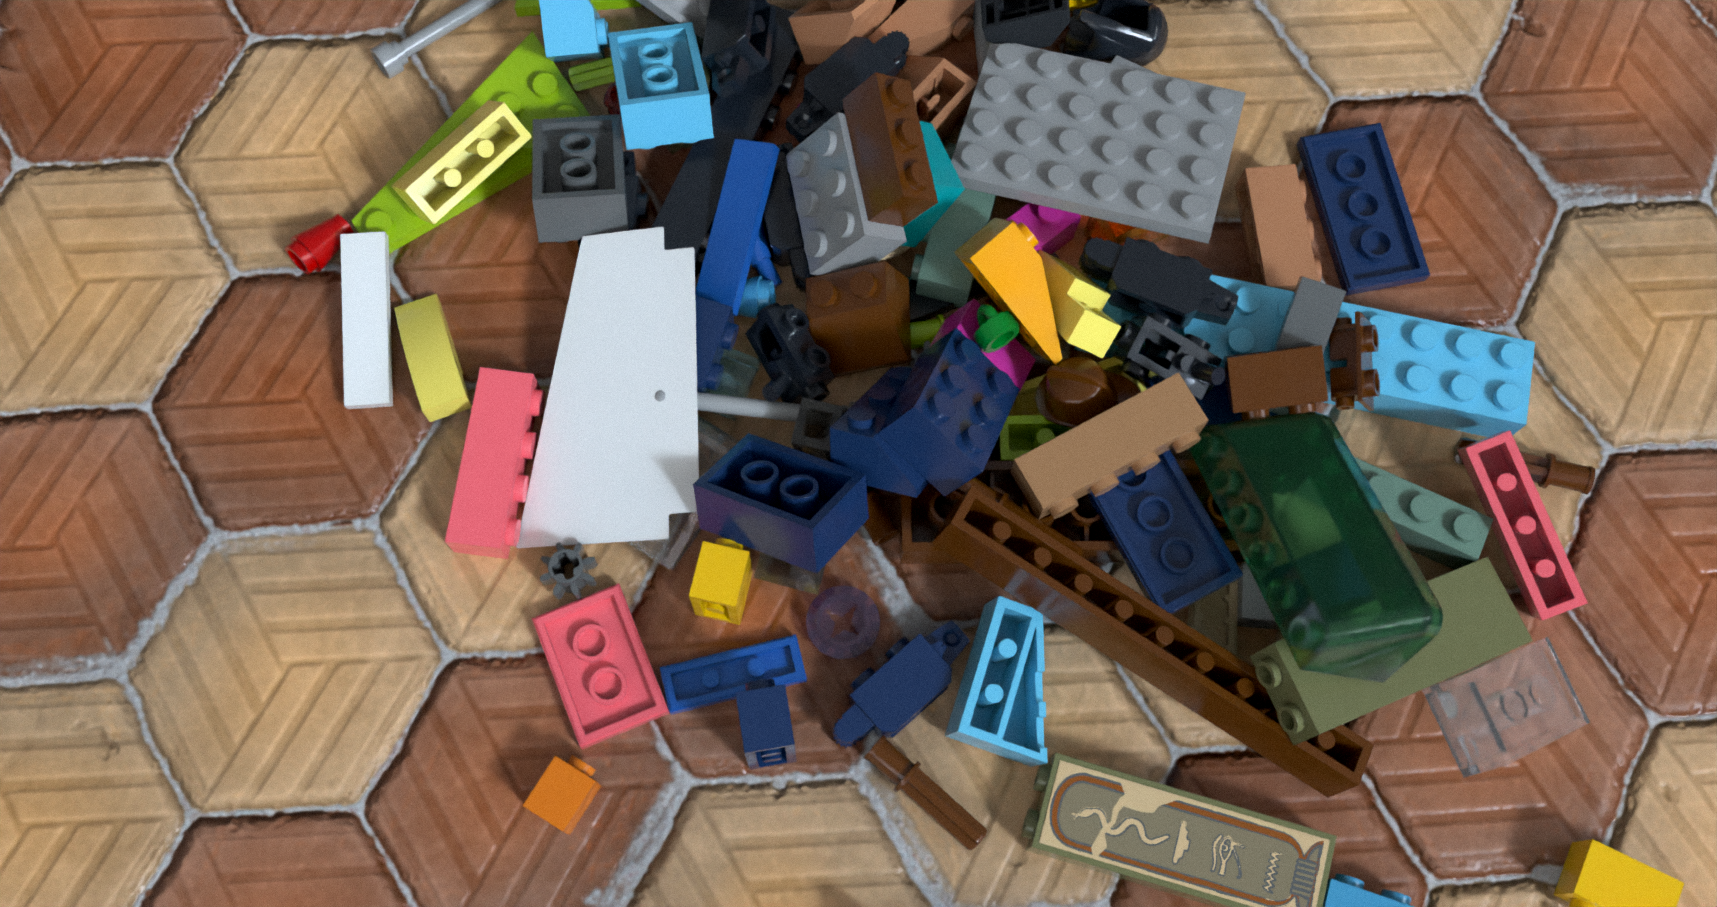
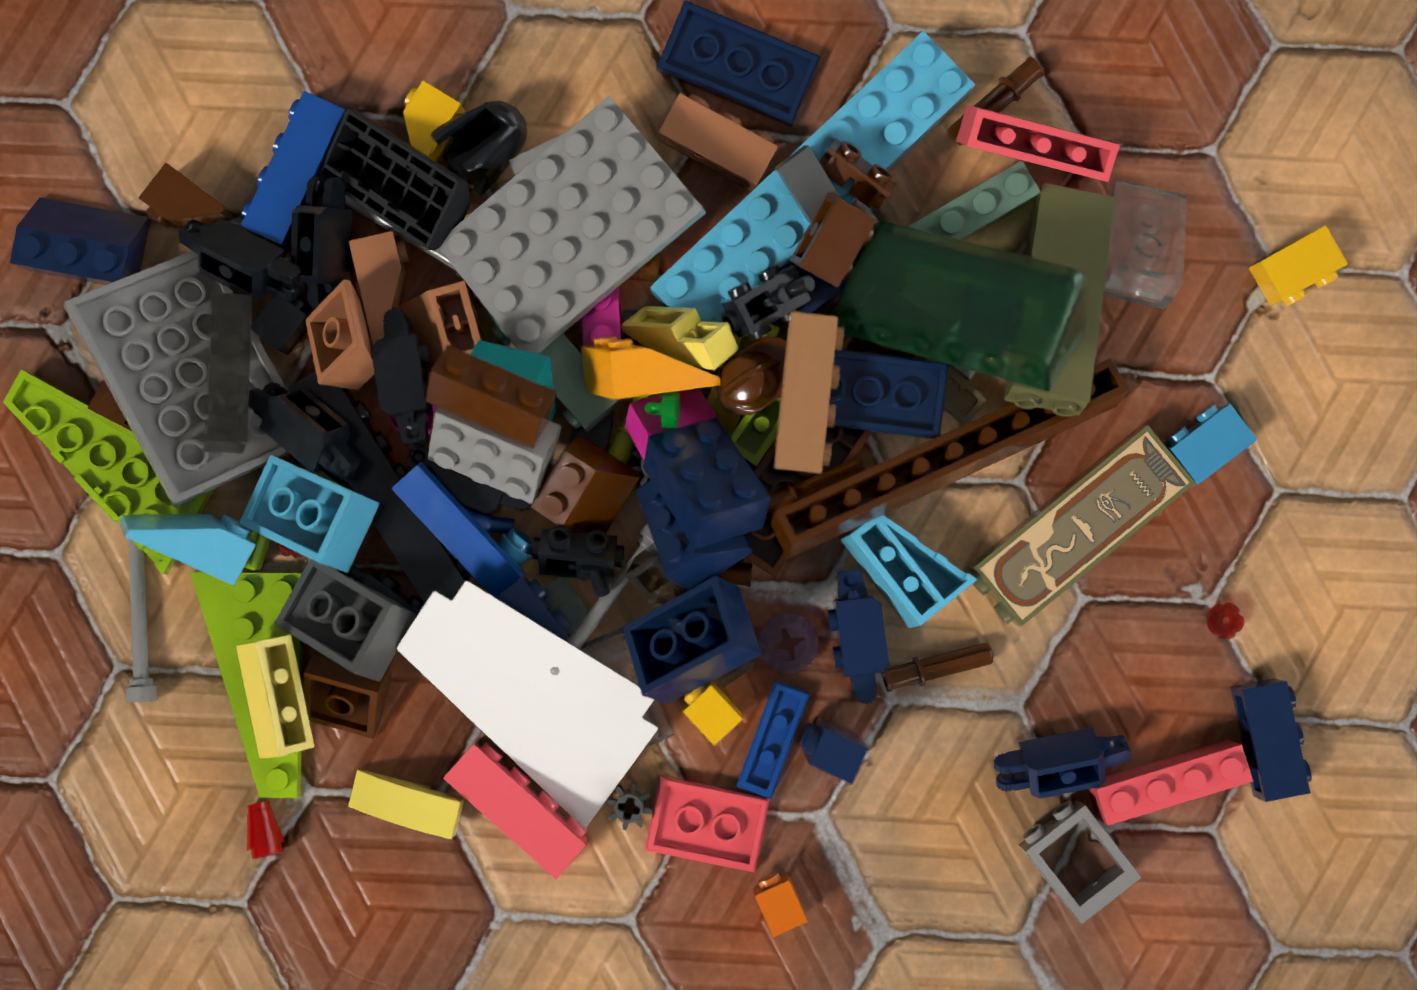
camera: 55 degrees left, 15 degrees up
(366, 320) = (346, 832): white tile -> none
(502, 233) = (344, 698): none -> reddish brown slope
(1158, 282) = (710, 268): black hinge -> none

